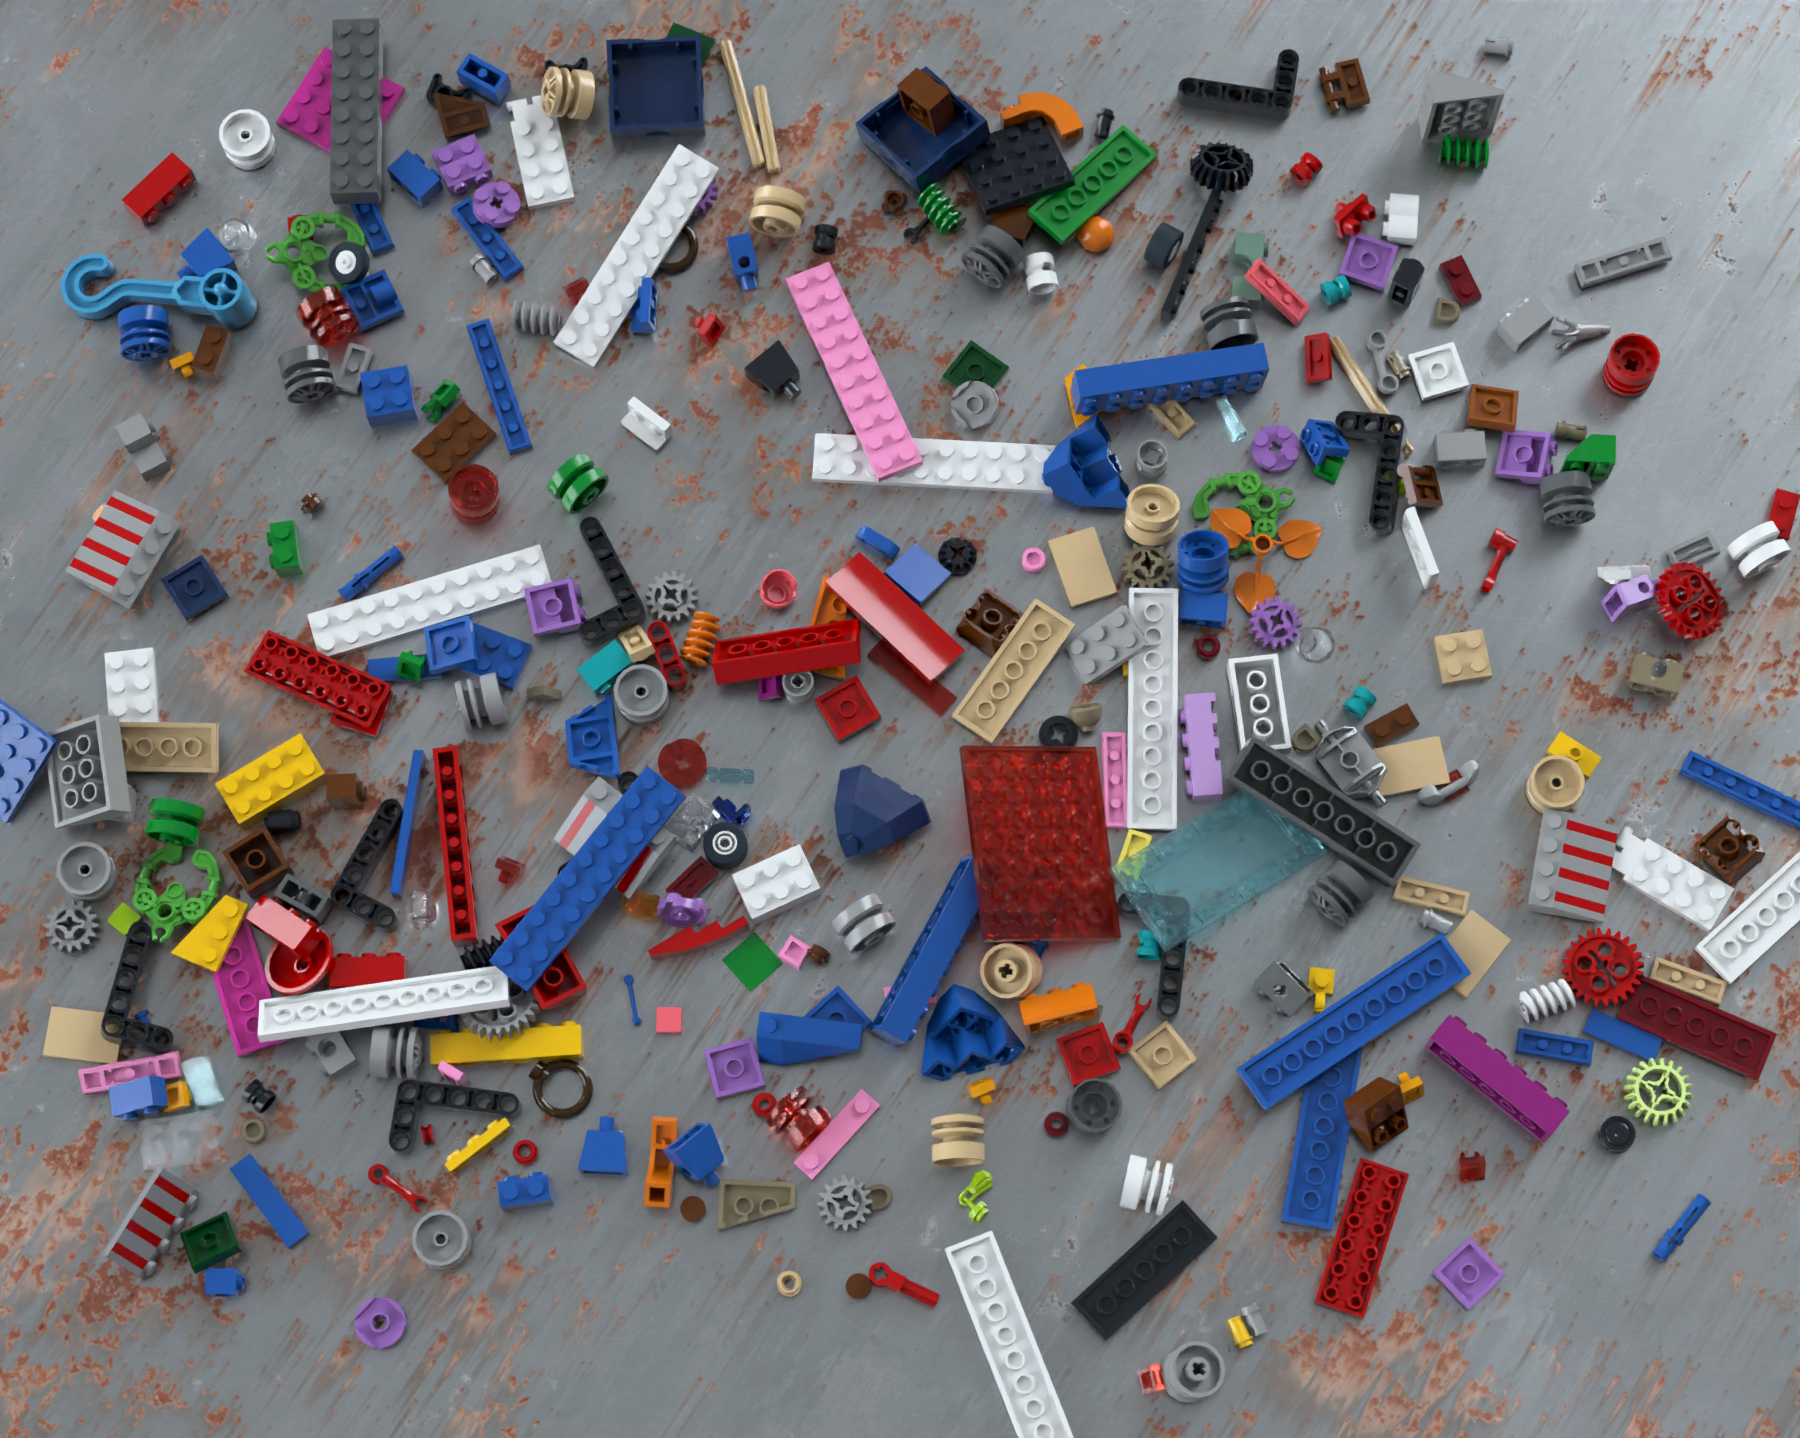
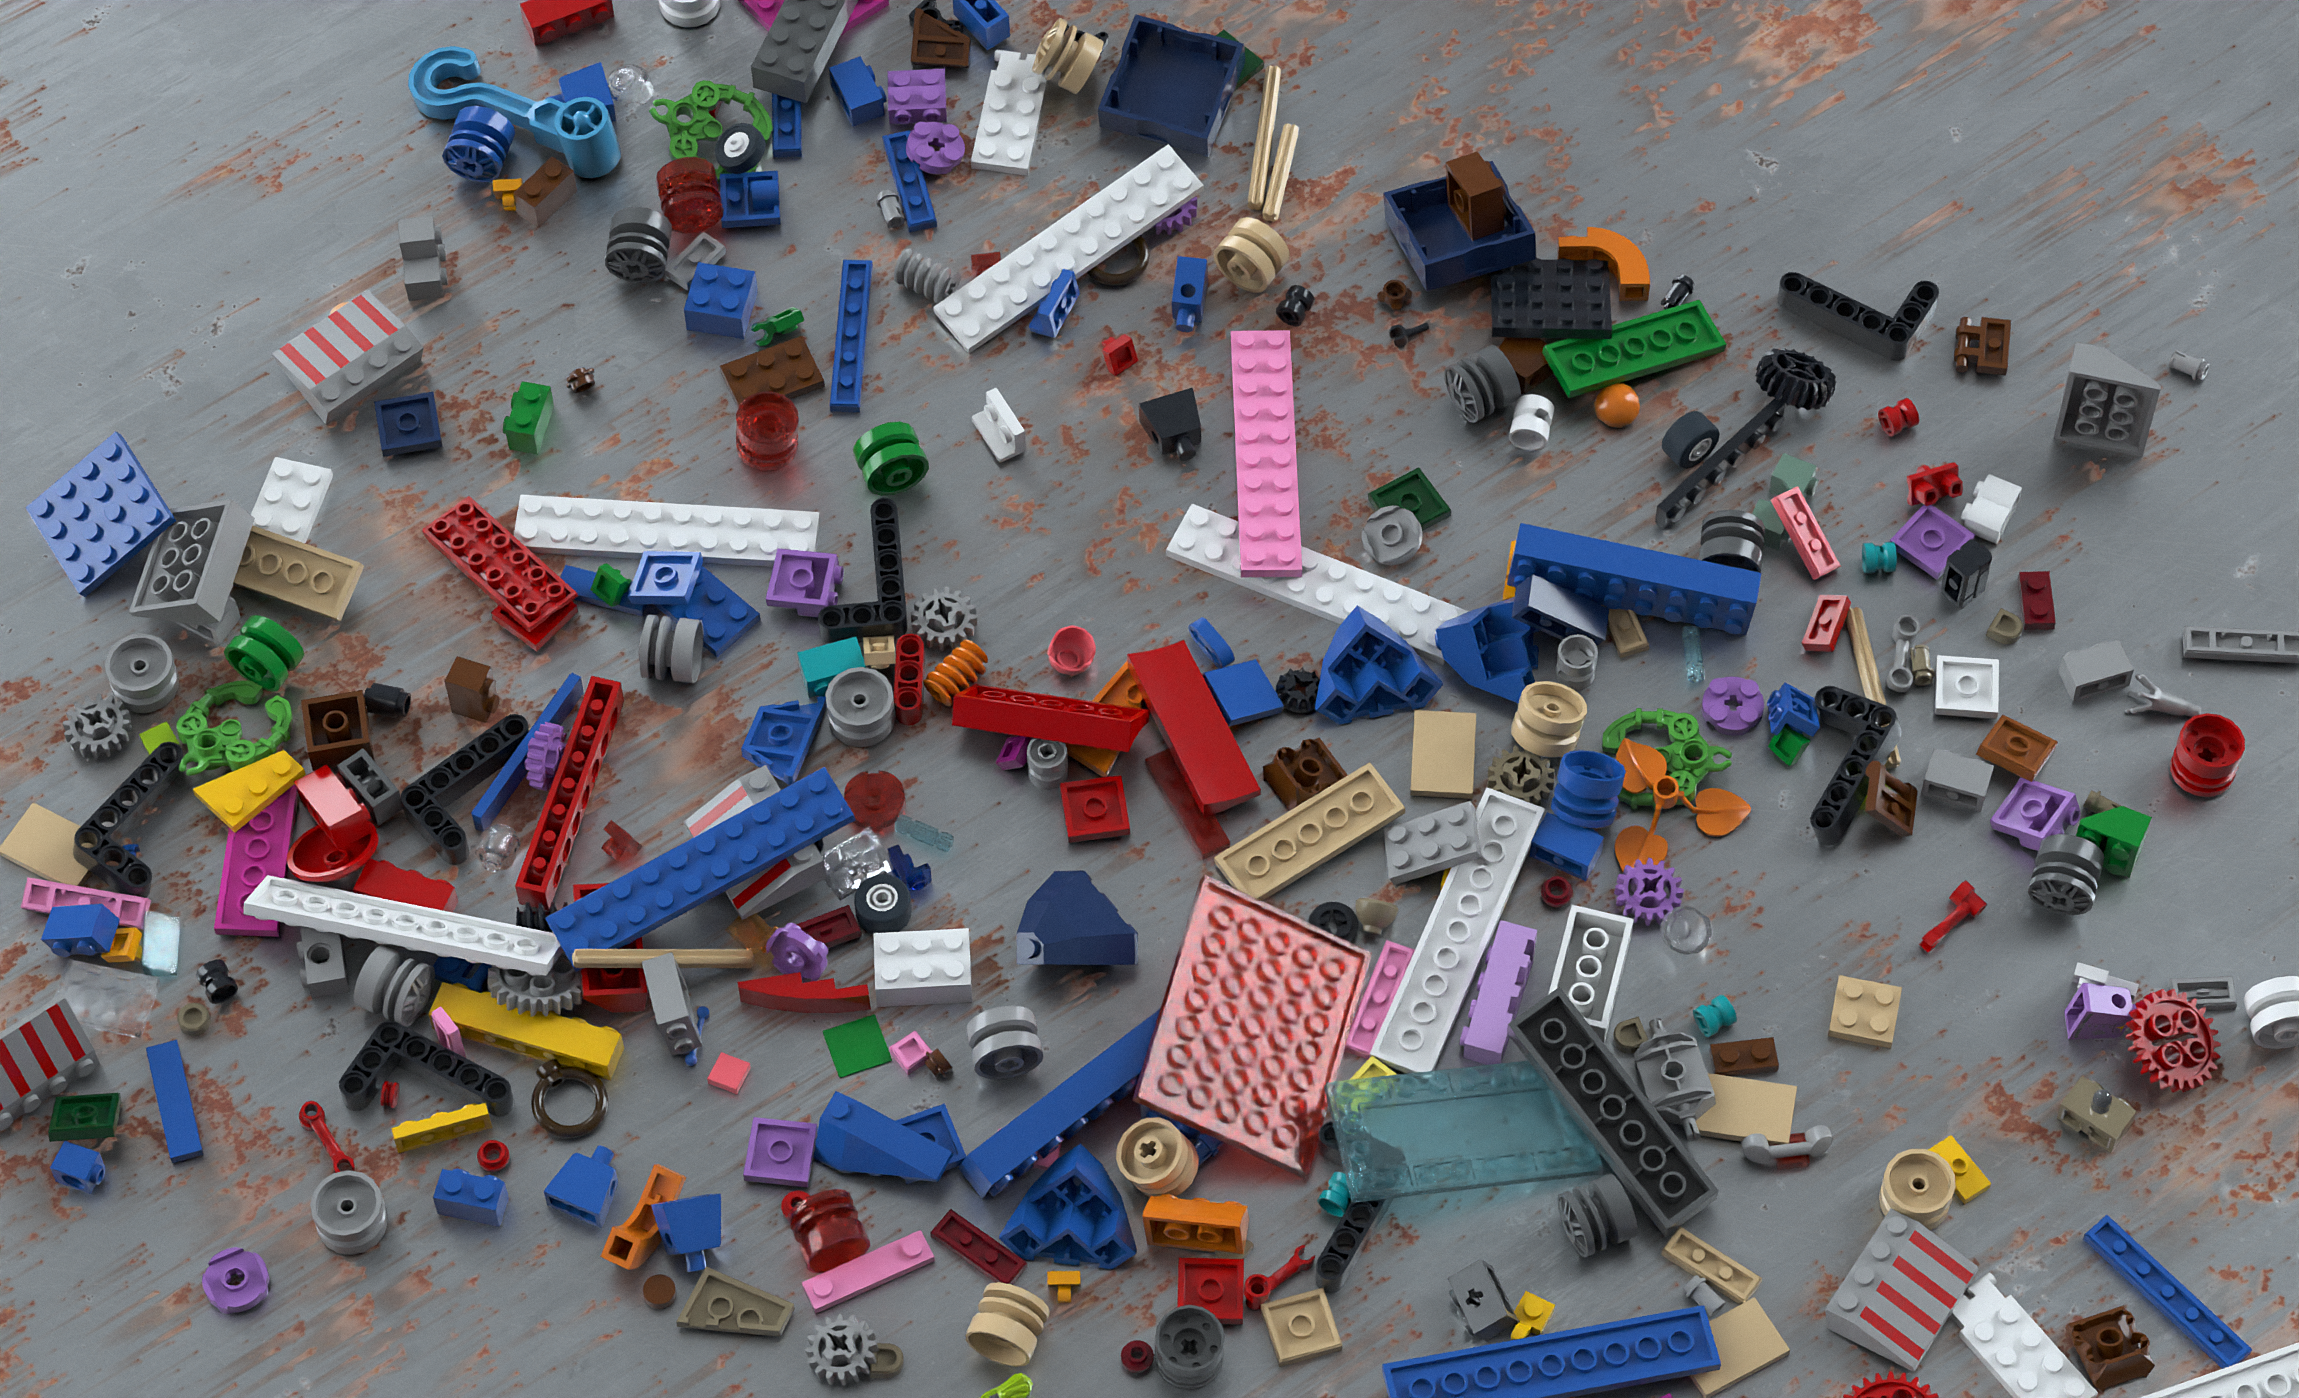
camera: 20 degrees right, 15 degrees down
(271, 782) = (394, 651): yellow brick -> none
(362, 580) = (612, 477): blue pin -> none
(426, 825) = (545, 755): none -> medium lavender gear
(543, 693) = (749, 670): dark tan tile -> none
(586, 955) = (684, 957): none -> tan axle
(608, 987) = (671, 1004): none -> light grey window
(908, 1086) = (978, 1249): none -> dark red tile
(939, 211) = (1444, 318): green piece -> none
(1005, 522) = (1371, 672): none -> blue brick
(1033, 560) = (1388, 727): bright pink tile -> none
(1126, 425) = (1559, 610): none -> dark blue brick
(1419, 548) = (1859, 867): white tile -> none
(1465, 150) = (2098, 460): green piece -> none

